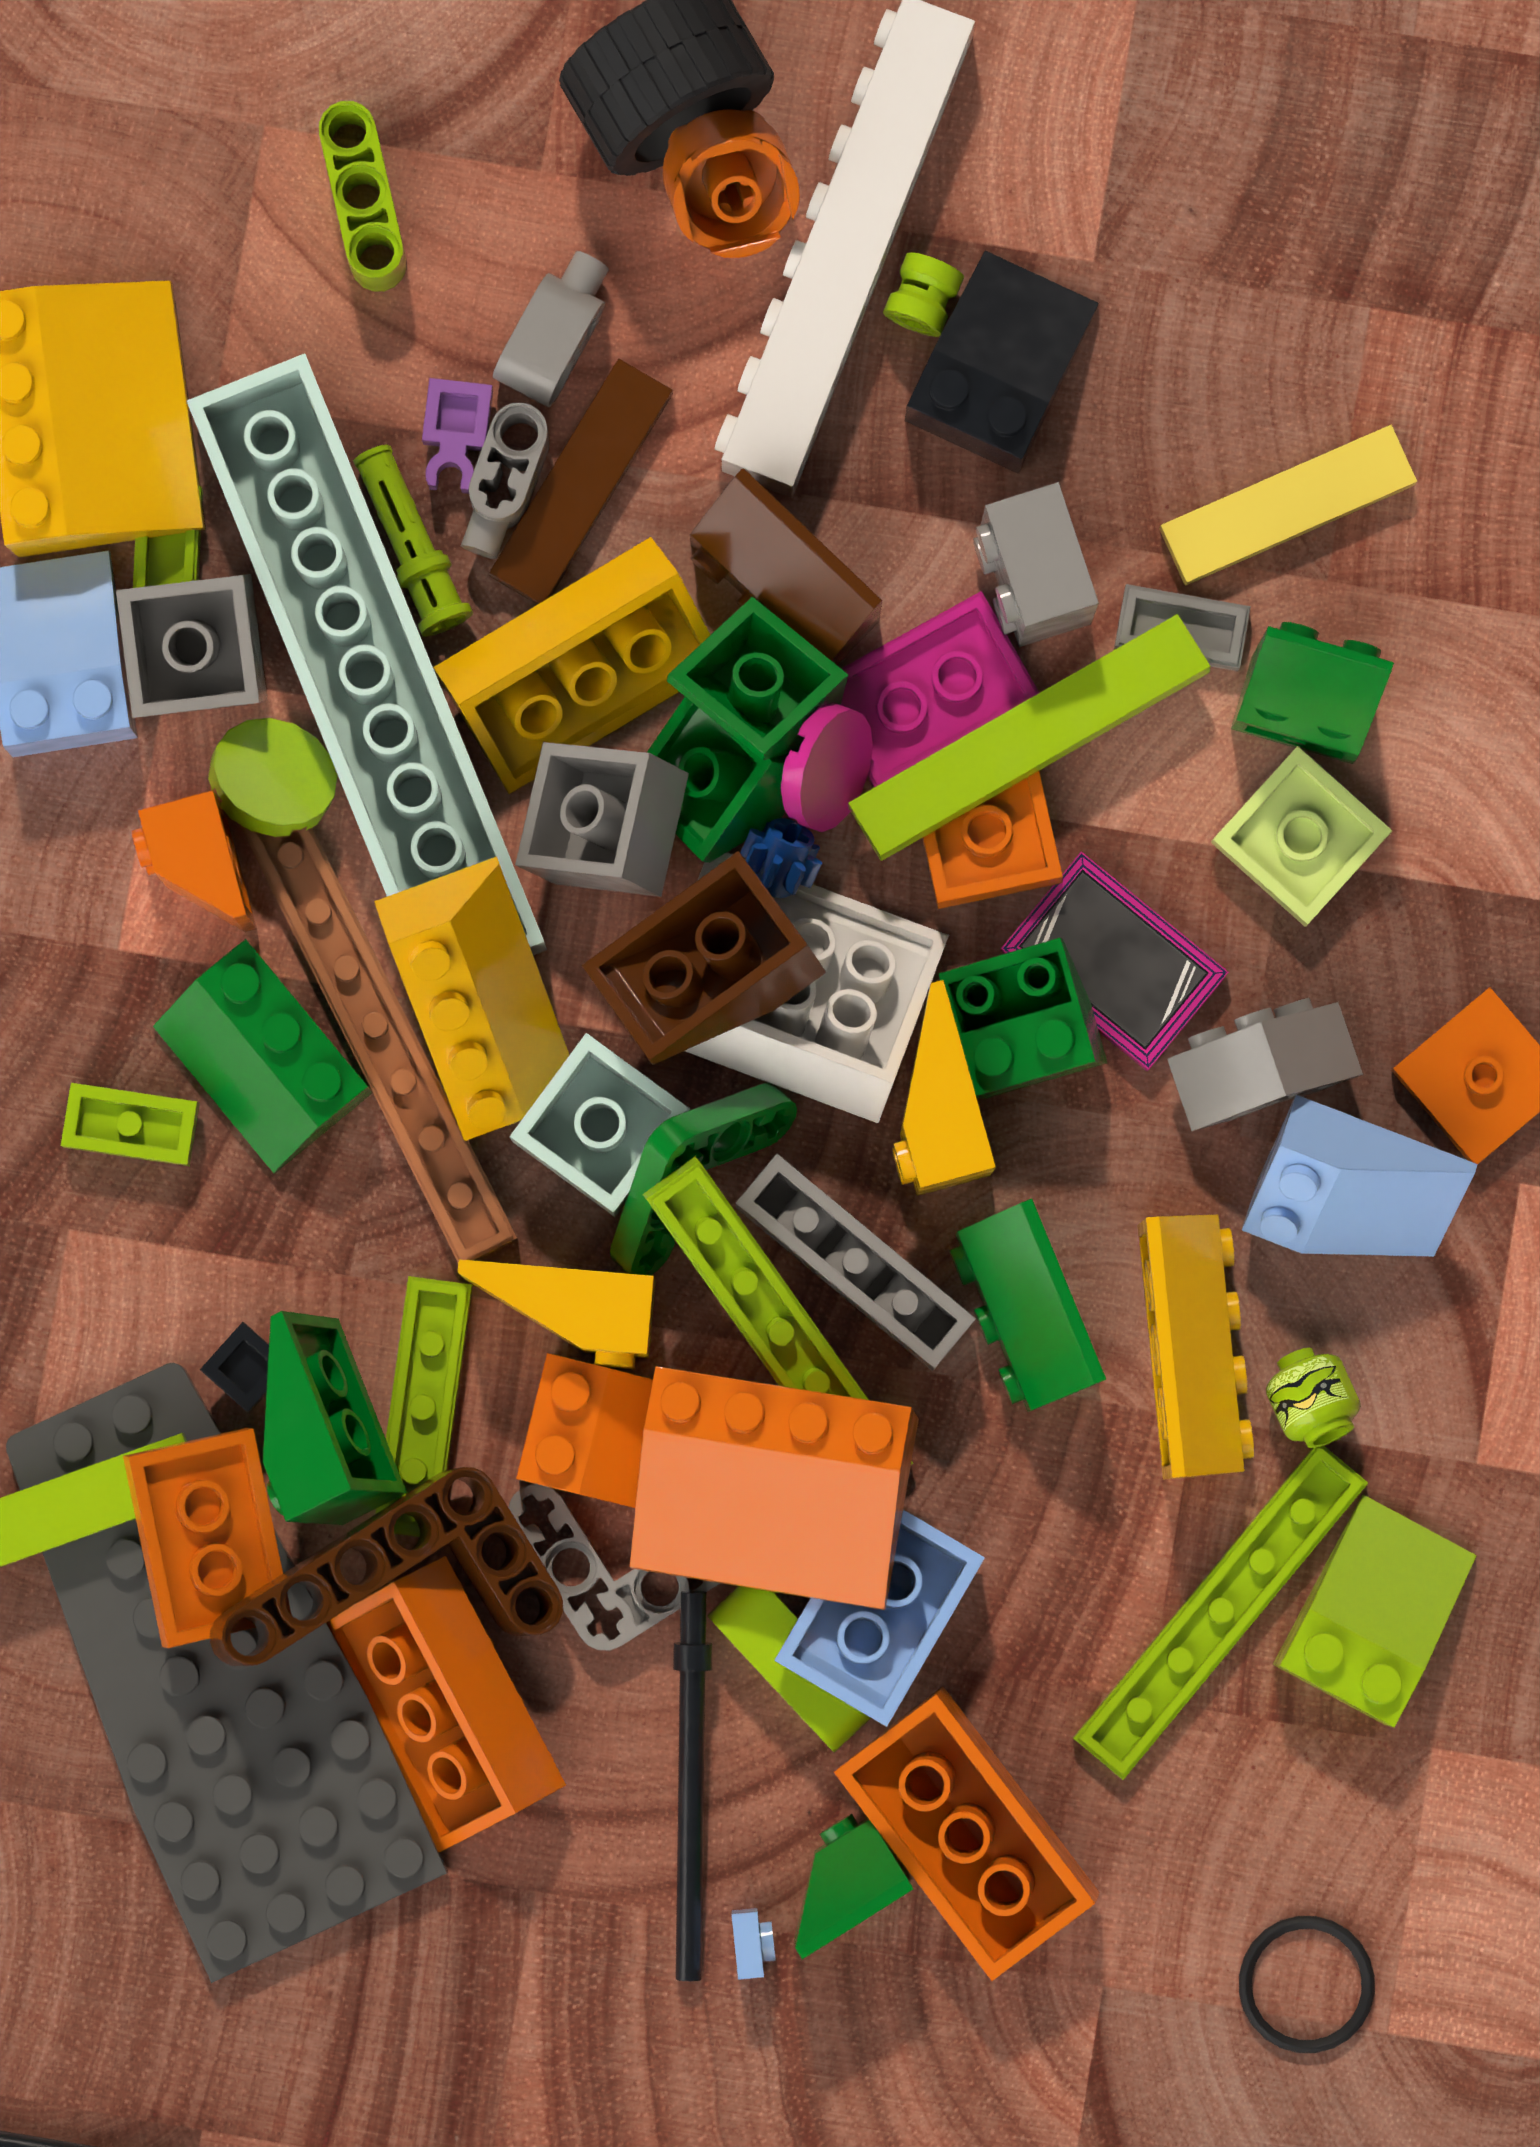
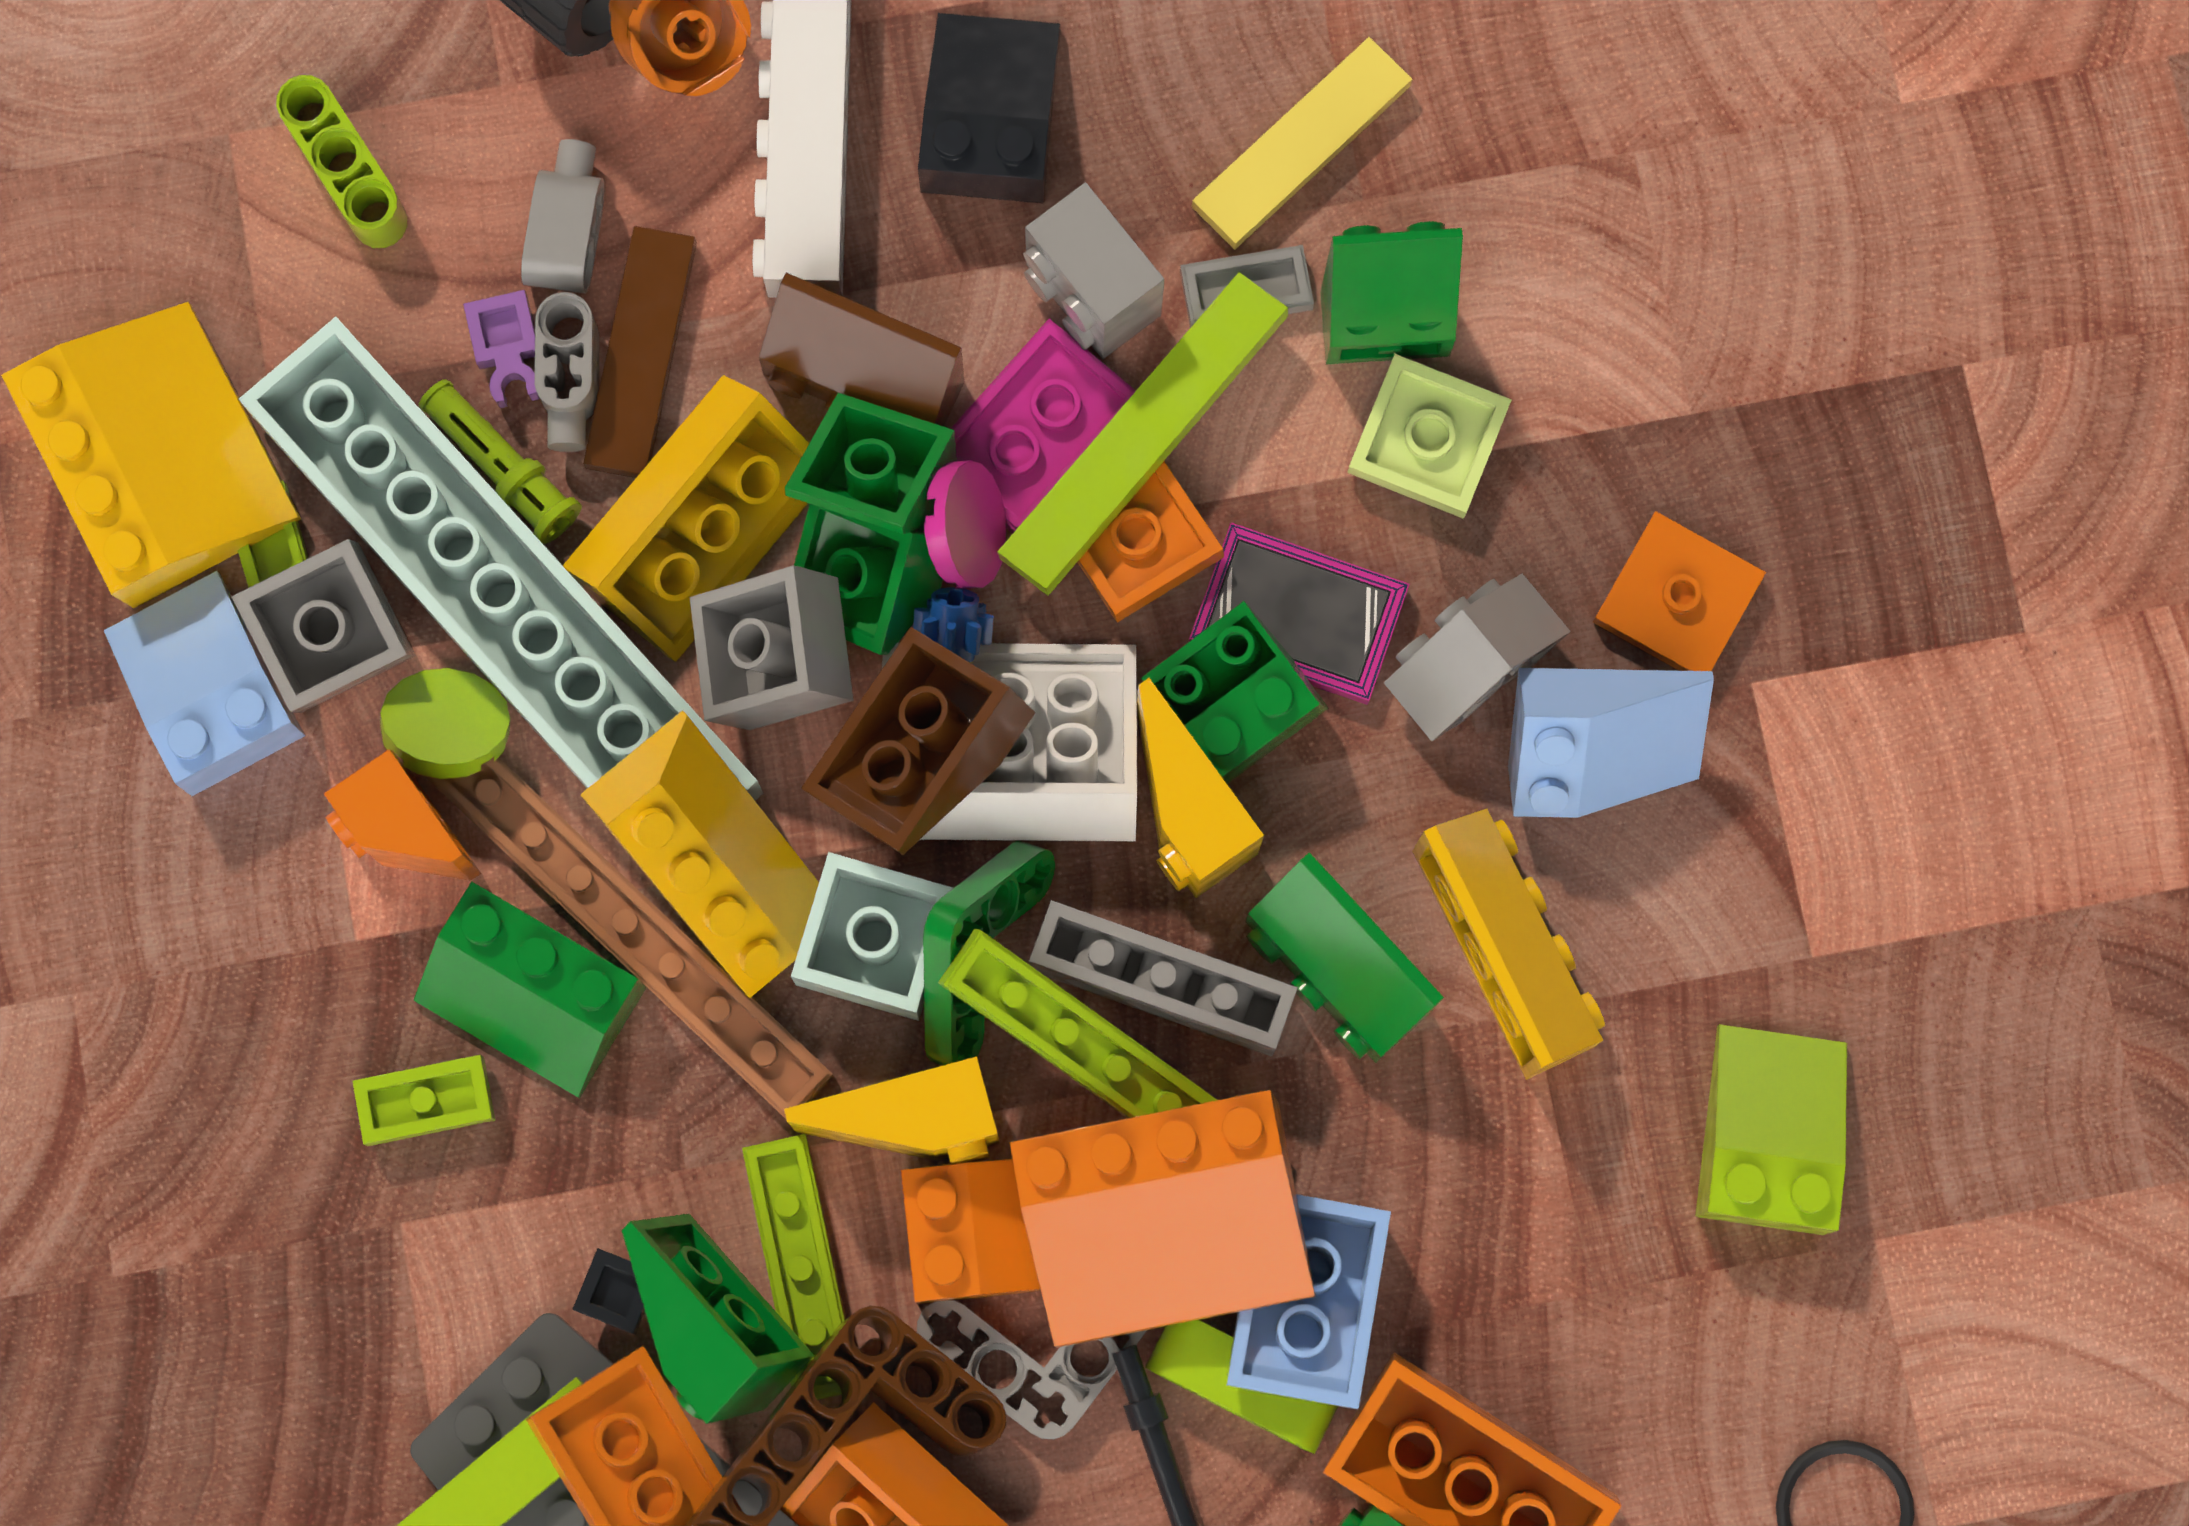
camera: 20 degrees left, 5 degrees down
(923, 294) = (896, 69): lime wheel -> none
(1220, 1610) = (1627, 1184): lime tile -> none
(1313, 1397) = (1639, 949): lime head -> none

